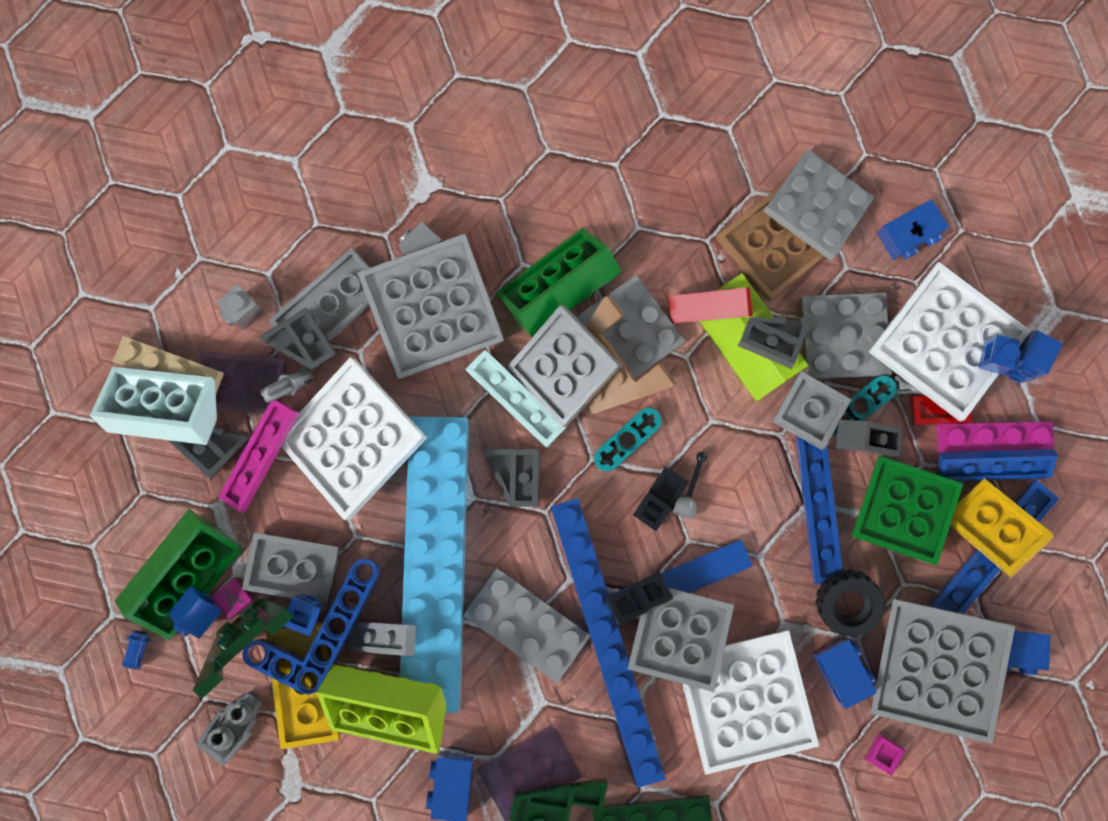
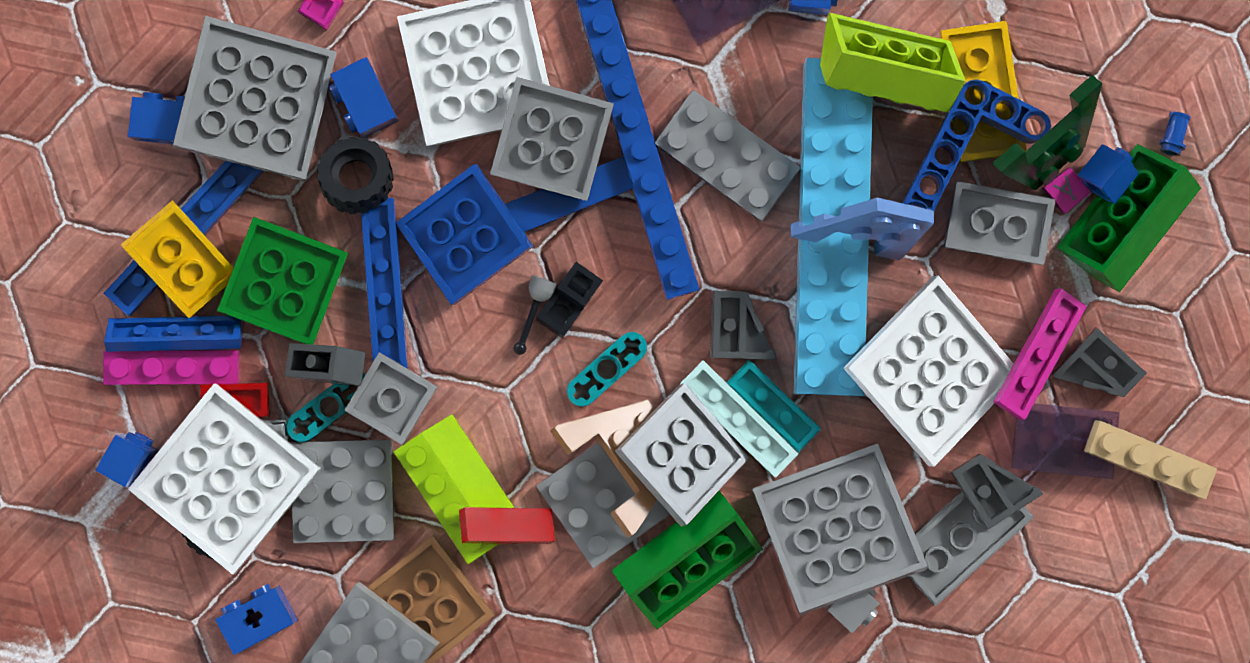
camera: 175 degrees right, 5 degrees up
(157, 405) = (1159, 412): light aqua slope -> none
(230, 729) = (1064, 44): light grey connector -> none
(238, 307) = (1068, 531): light grey brick -> none
(287, 385) = (1008, 436): light grey axle -> none
(305, 613) = (979, 173): blue brick -> none
(383, 638) = (892, 140): light grey plate -> none
(386, 561) = (891, 223): none -> medium blue wing
(486, 410) = (773, 406): none -> teal tile
(638, 599) = (599, 181): black slope -> none
(753, 552) = (464, 234): none -> blue plate
(775, 338) = (433, 481): dark grey wing -> none
(1000, 354) = (170, 457): blue brick -> none

